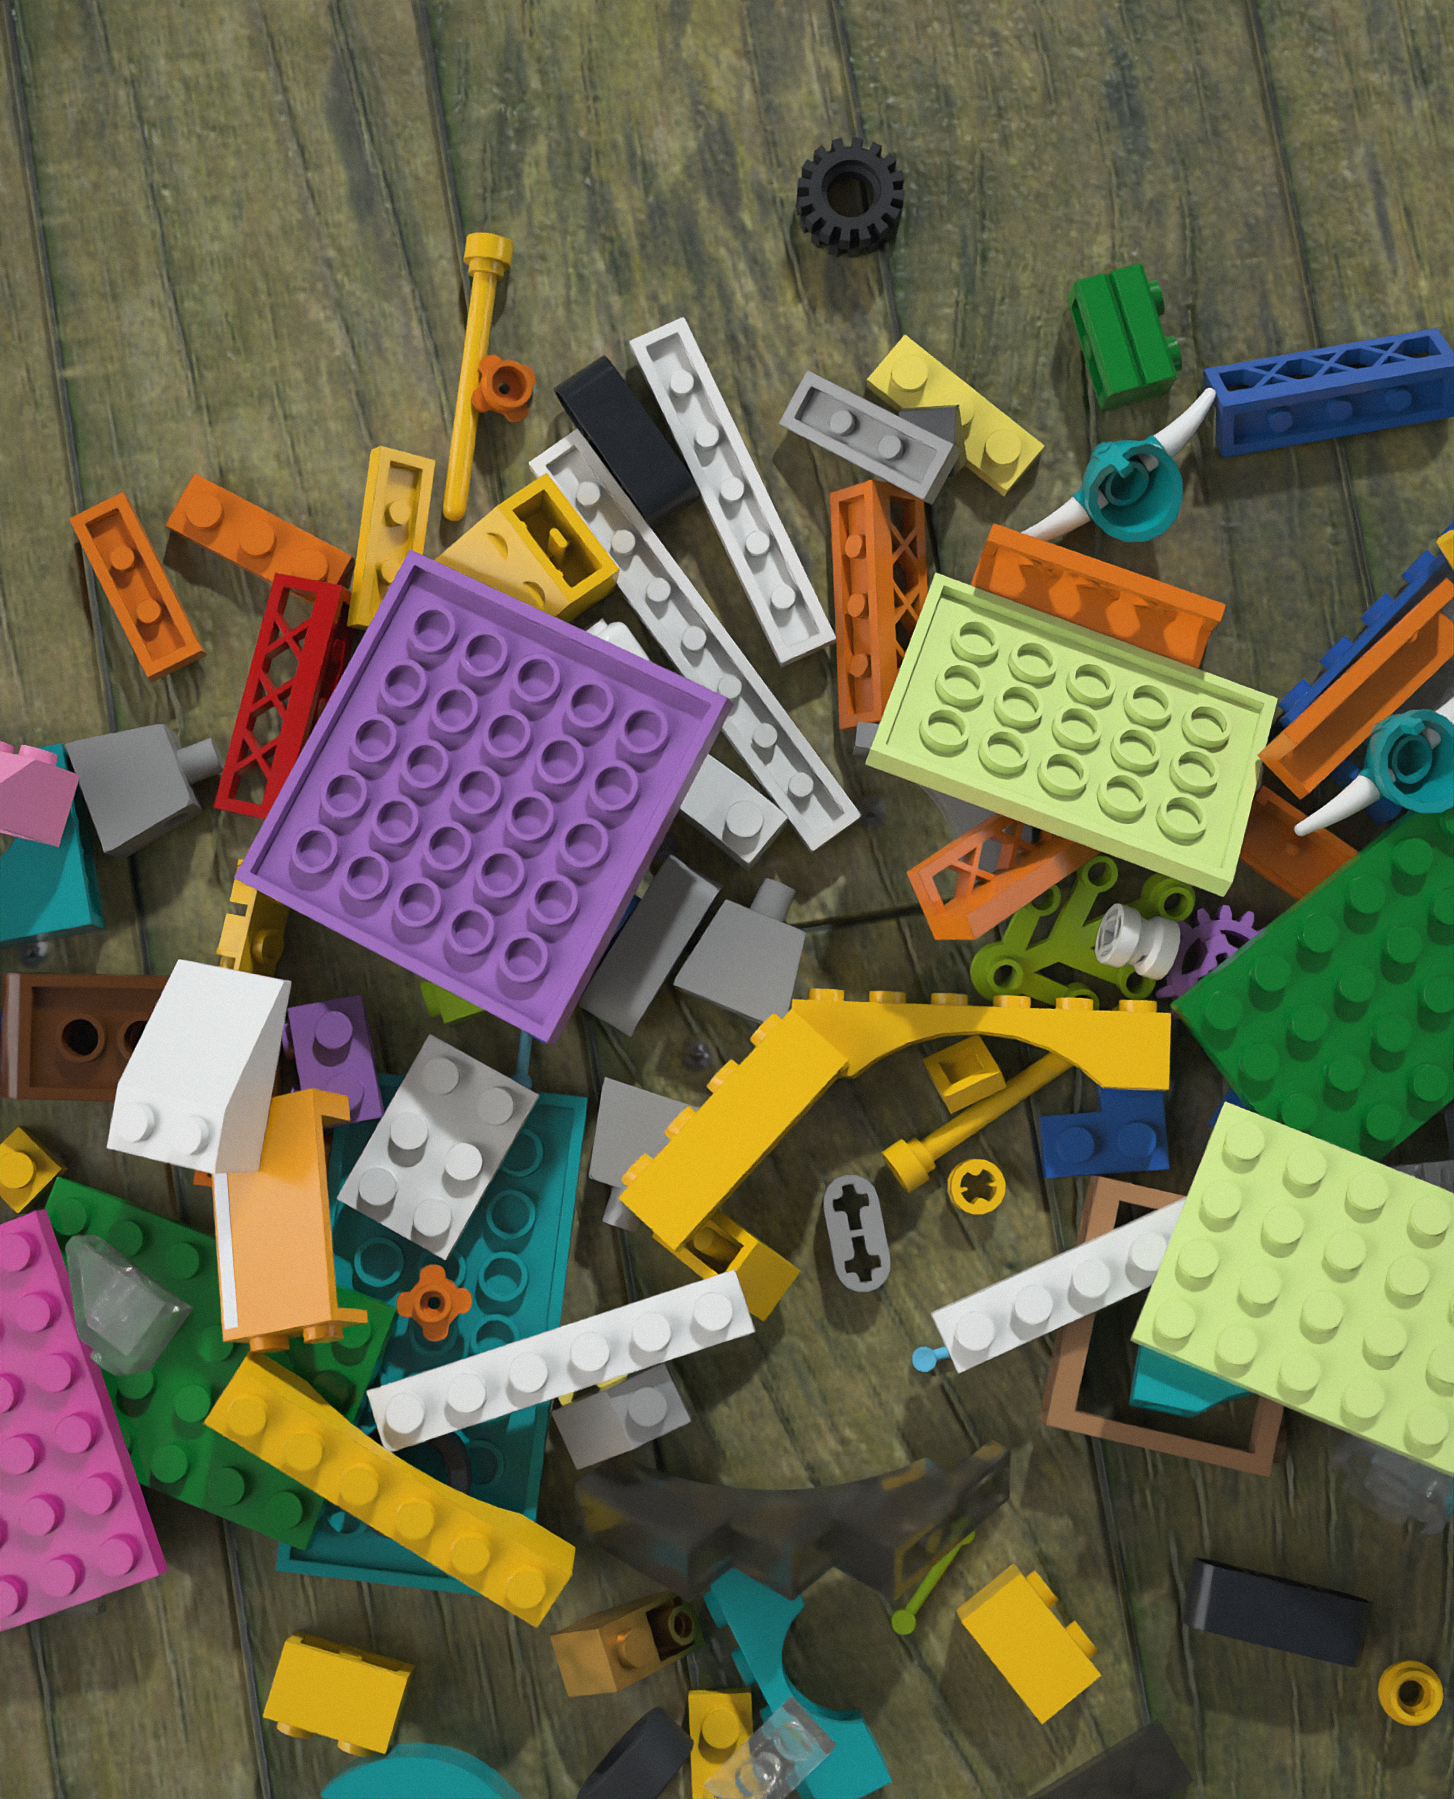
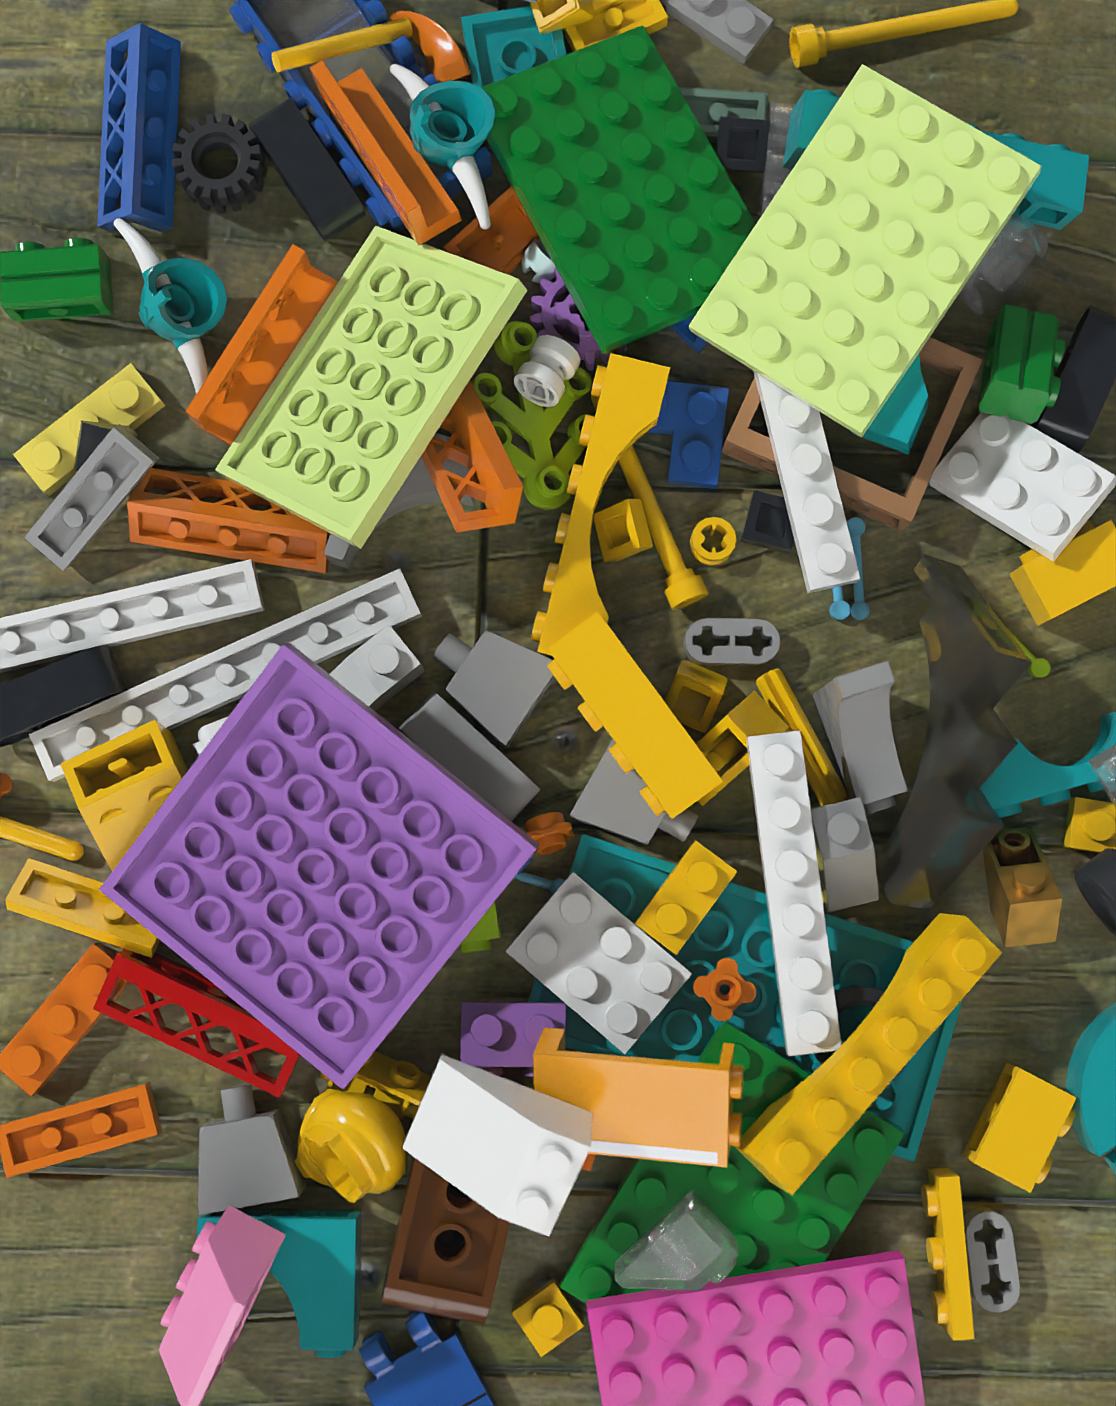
camera: 80 degrees left, 0 degrees up
(176, 901) = (351, 1144): none -> yellow helmet
(176, 1631) = (948, 1253): none -> yellow plate
(183, 1699) = (1001, 1257): none -> light grey beam
(534, 1235) = (685, 897): none -> yellow plate
(580, 1056) = (550, 832): none -> orange plate
(745, 1351) = (818, 767): none -> yellow axle
(765, 1415) = (861, 735): none -> light grey arch
(783, 1200) = (695, 695): none -> yellow slope
(1011, 1248) = (768, 523): none -> black plate
(1028, 1359) = (860, 609): none -> medium azure hinge
(1128, 1555) = (1022, 482): none -> white plate
(1274, 1527) = (1020, 364): none -> green brick
(1277, 901) = (539, 260): none -> light aqua hinge
(1328, 602) = (307, 169): none -> black beam
(1335, 468) = (216, 136): none -> black tyre

